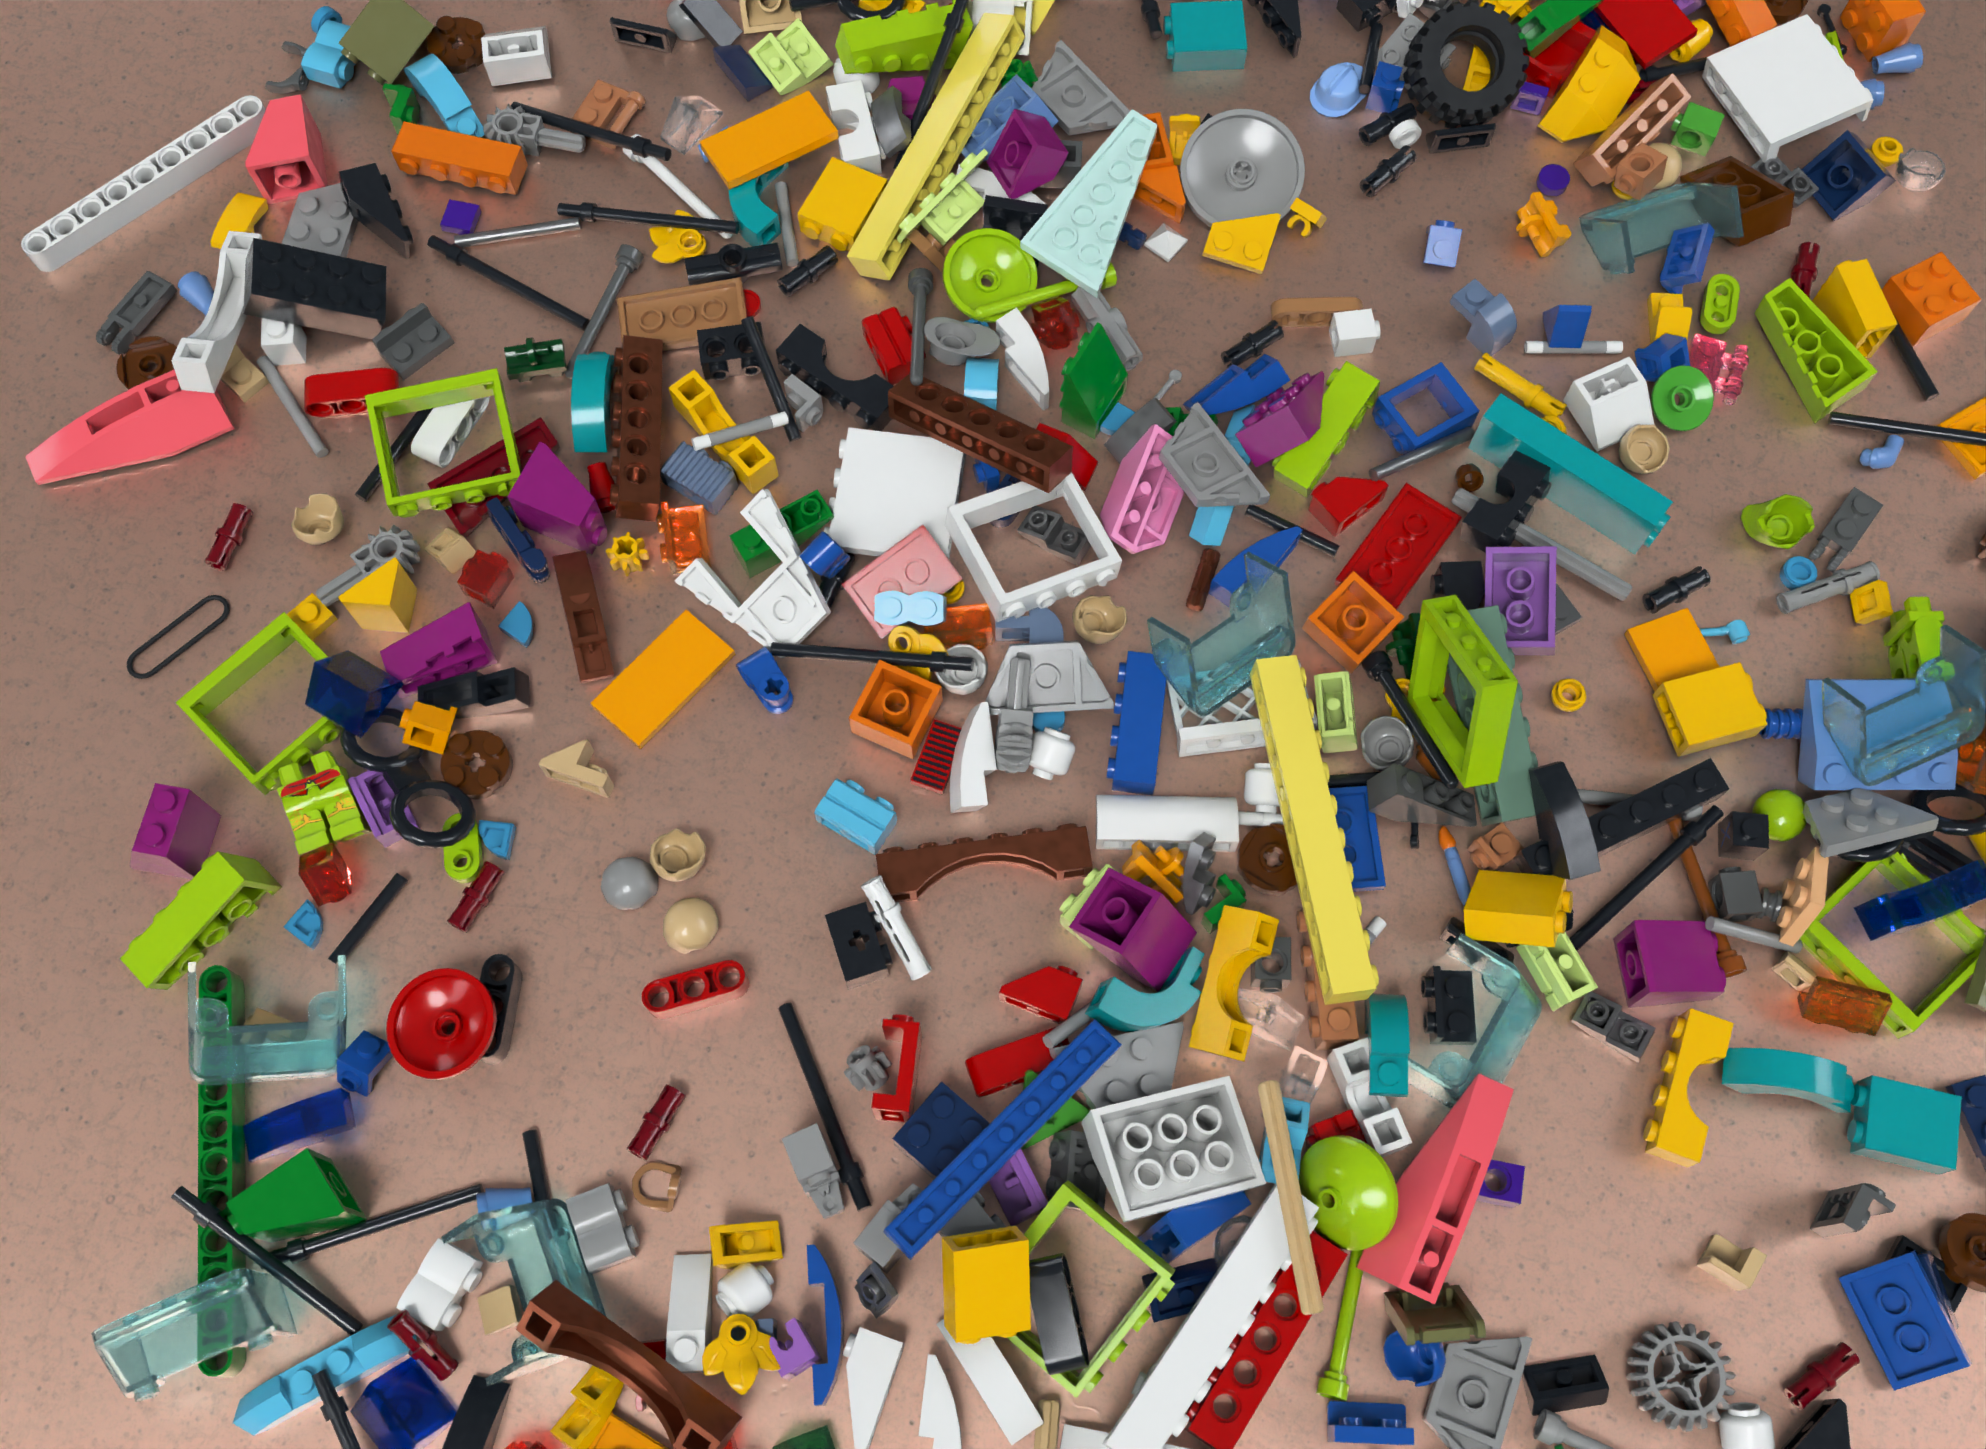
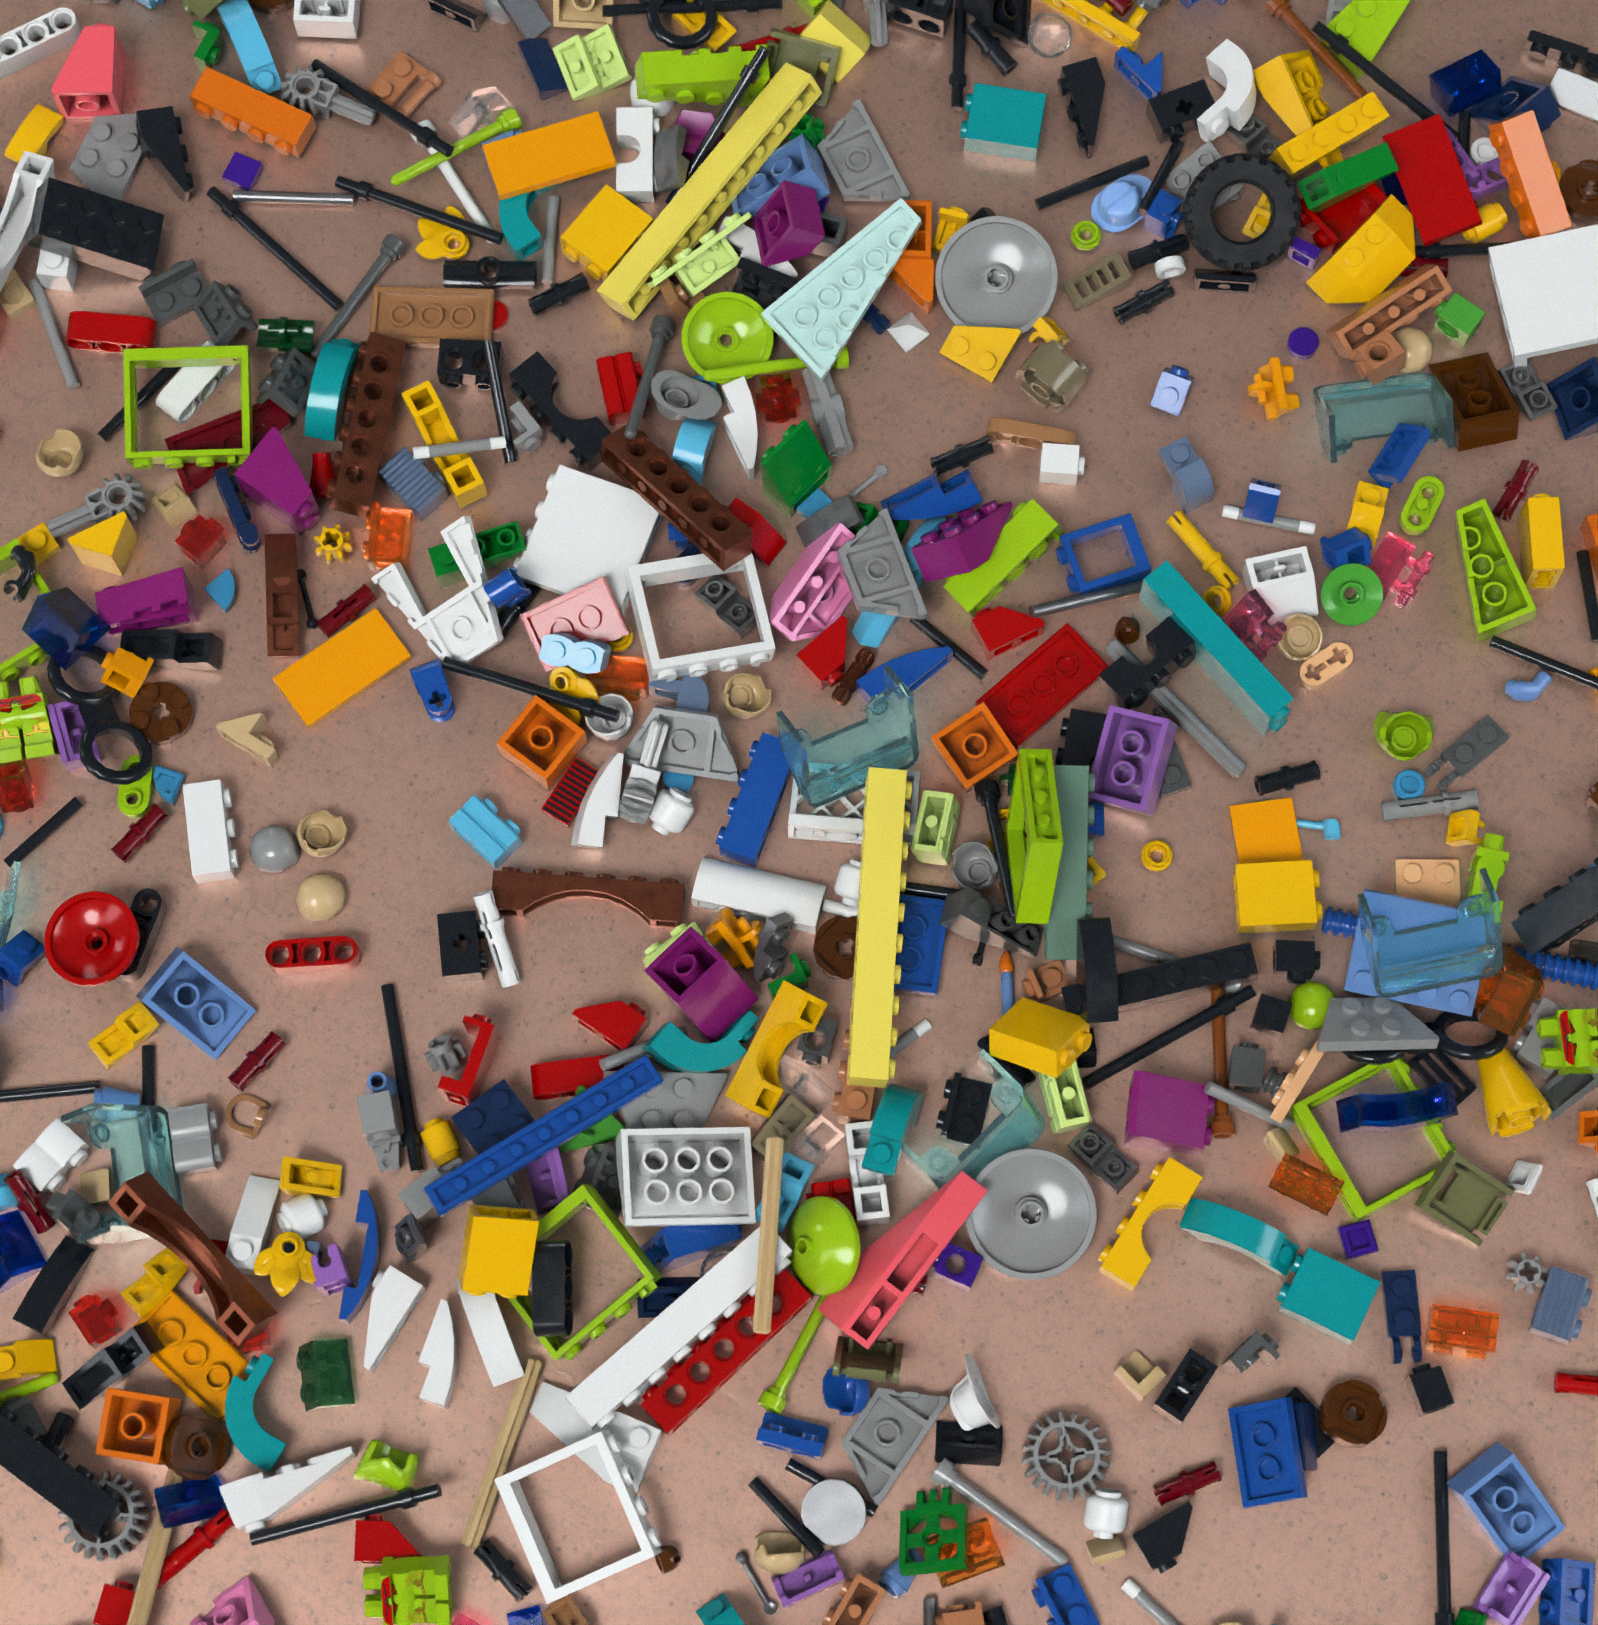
camera: 15 degrees right, 5 degrees up
(299, 655) = (27, 564): none -> black piece
(465, 348) = (223, 312): none -> dark grey bracket
(479, 1348) = (74, 1213): none -> dark grey hips
(499, 1125) = (124, 1035): none -> yellow slope
(547, 402) = (288, 381): none -> dark grey bracket
(553, 878) = (210, 831): none -> white brick
(574, 1071) = (196, 1003): none -> medium blue slope
(621, 638) = (301, 577): none -> black hinge
(655, 618) = (346, 610): none -> dark red pin
(718, 120) = (506, 121): none -> lime piece
(812, 1118) = (388, 1083): none -> medium blue cone
(885, 1169) = (441, 1141): none -> yellow brick
(1170, 563) = (826, 655): none -> red slope
(1263, 1062) = (785, 1122): none -> dark tan hinge
(1304, 76) = (1092, 182): none -> black bar
(1318, 117) = (1085, 227): none -> lime plate
(1324, 249) = (1052, 376): none -> dark tan brick
(1353, 146) = (1103, 267): none -> dark tan slope
(1556, 1340) = (970, 1400): none -> white piece
(1567, 1104) = (1033, 1215): none -> light grey dish
(1598, 432) = (1252, 617): none -> clear pink plate
(1680, 477) = (1329, 671): none -> light nougat beam
(1748, 771) = (1295, 960): none -> black brick
(1790, 1265) = (1184, 1387): none -> black brick
(1851, 660) = (1428, 880): none -> light nougat plate
(1909, 1055) = (1357, 1239): none -> dark purple tile

